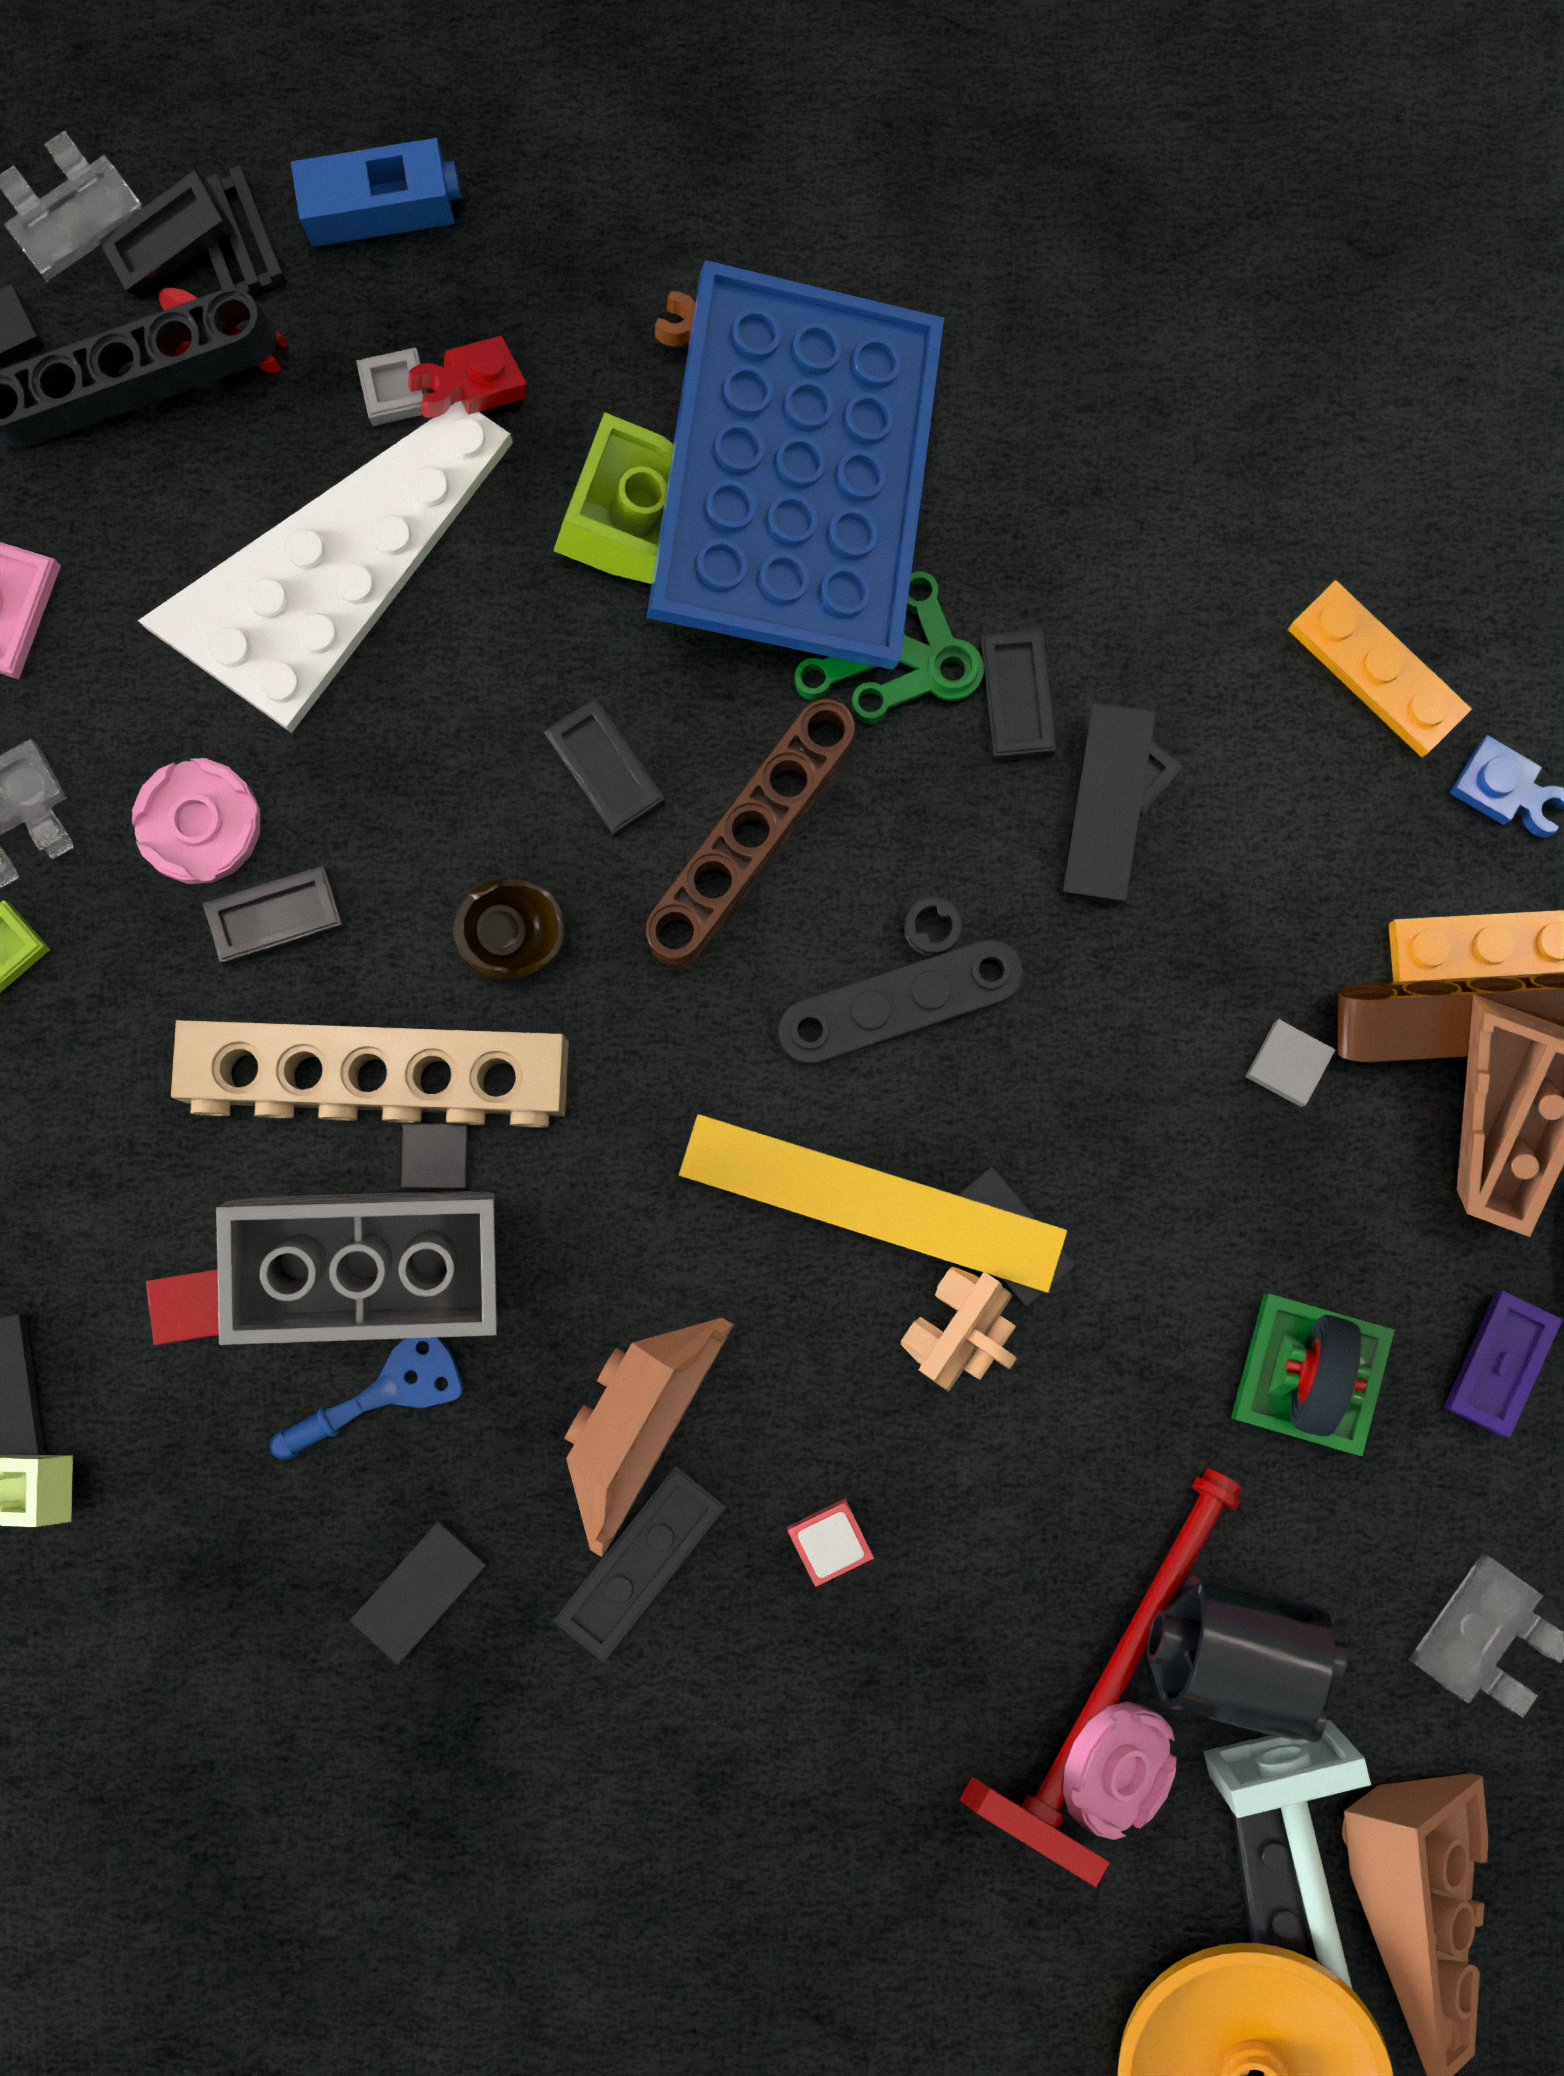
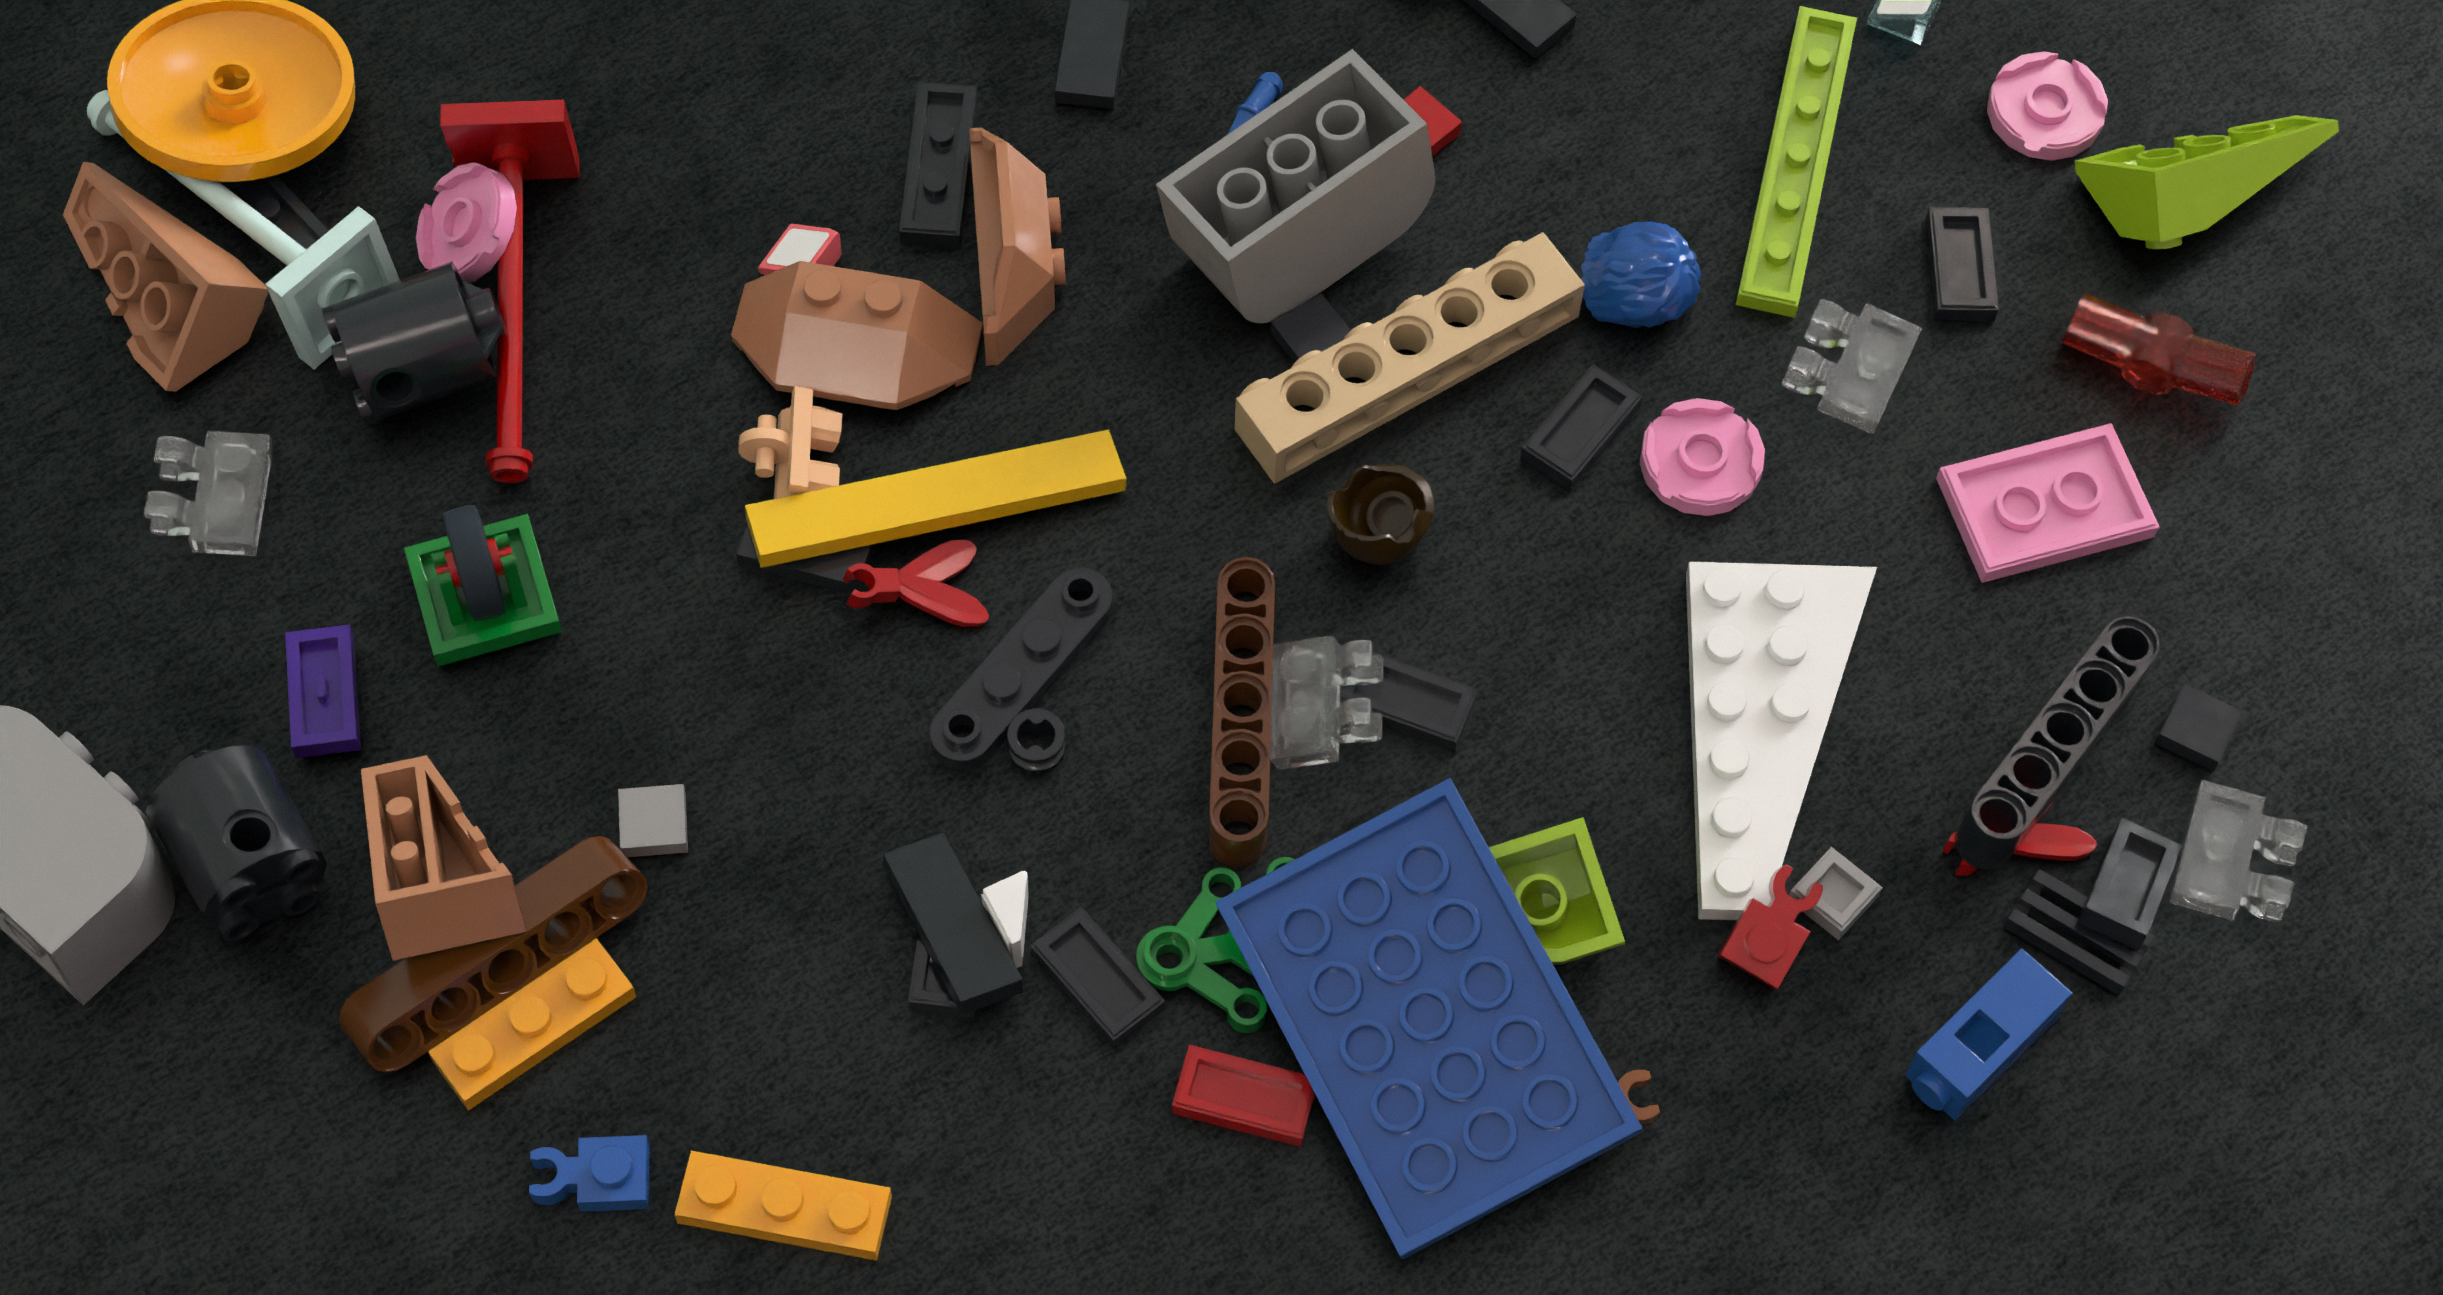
camera: 140 degrees right, 20 degrees down
(115, 1013) = (1640, 275): none -> blue hair
(690, 807) = (1306, 700): none -> clear plate
(844, 1414) = (855, 335): none -> nougat wedge
(937, 1135) = (923, 584): none -> red piece
(970, 527) = (1244, 1095): none -> red tile
(1061, 781) = (1007, 908): none -> white slope

